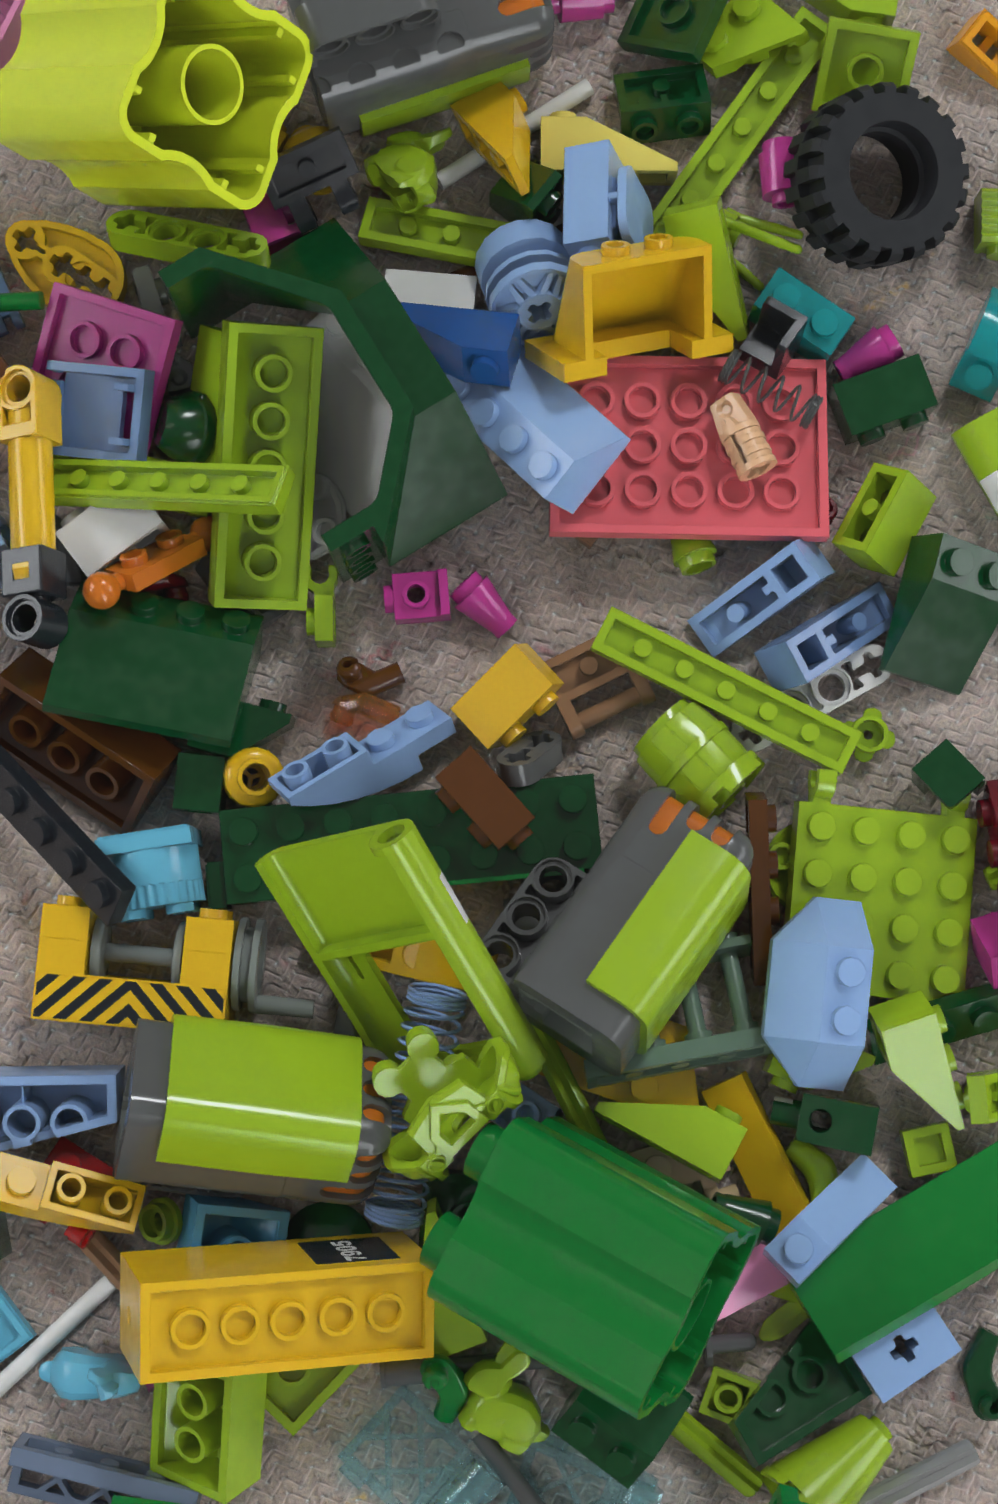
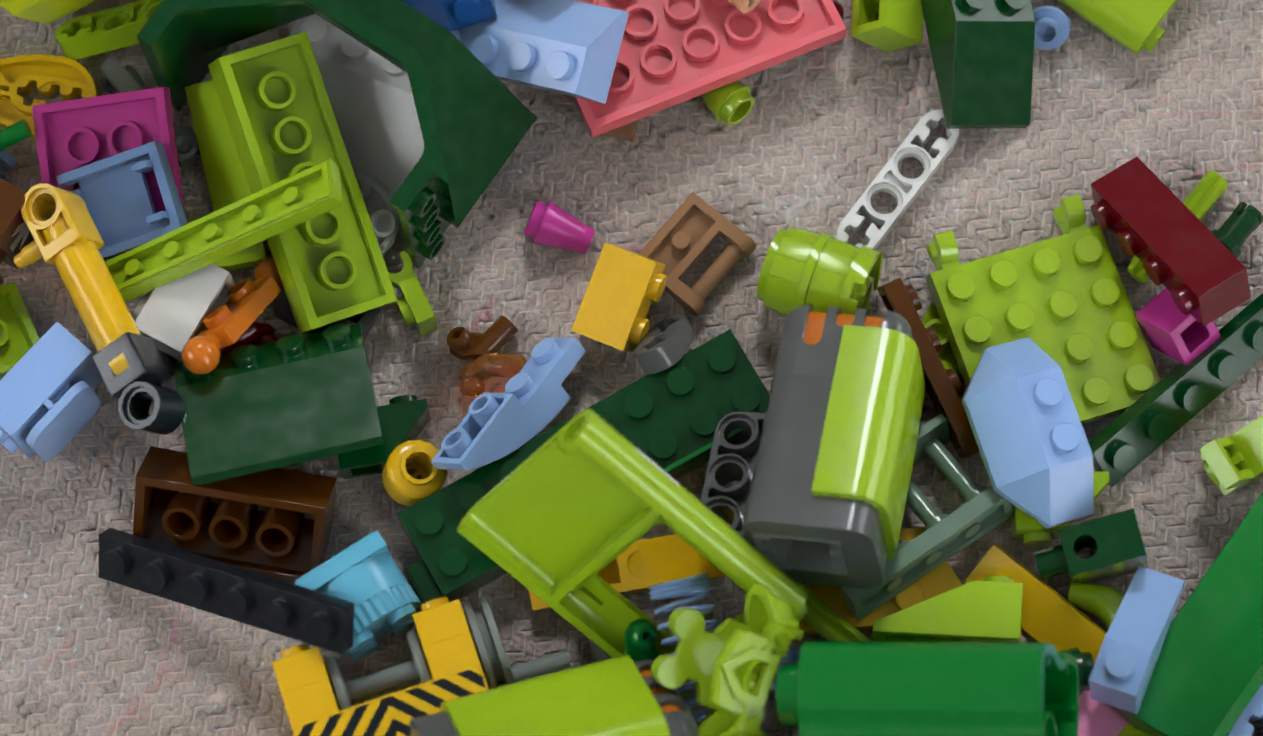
camera: 20 degrees left, 10 degrees down
(186, 427) = (211, 181): dark green hat -> none
(199, 784) = (368, 502): dark green panel -> none
(380, 1029) = (640, 640): none -> green arm
(434, 606) = (511, 254): dark pink brick -> none
(486, 800) = (643, 390): reddish brown brick -> none
(725, 691) = (815, 205): lime plate -> none
(761, 595) = (808, 112): light blue slope -> none
(826, 638) = (885, 124): medium blue slope -> none
(880, 739) = (962, 181): lime plate -> none
(913, 1047) = (1134, 438): lime slope -> none
(928, 1149) = (1197, 539): lime plate -> none
(947, 775) = (1053, 194): dark green panel -> none

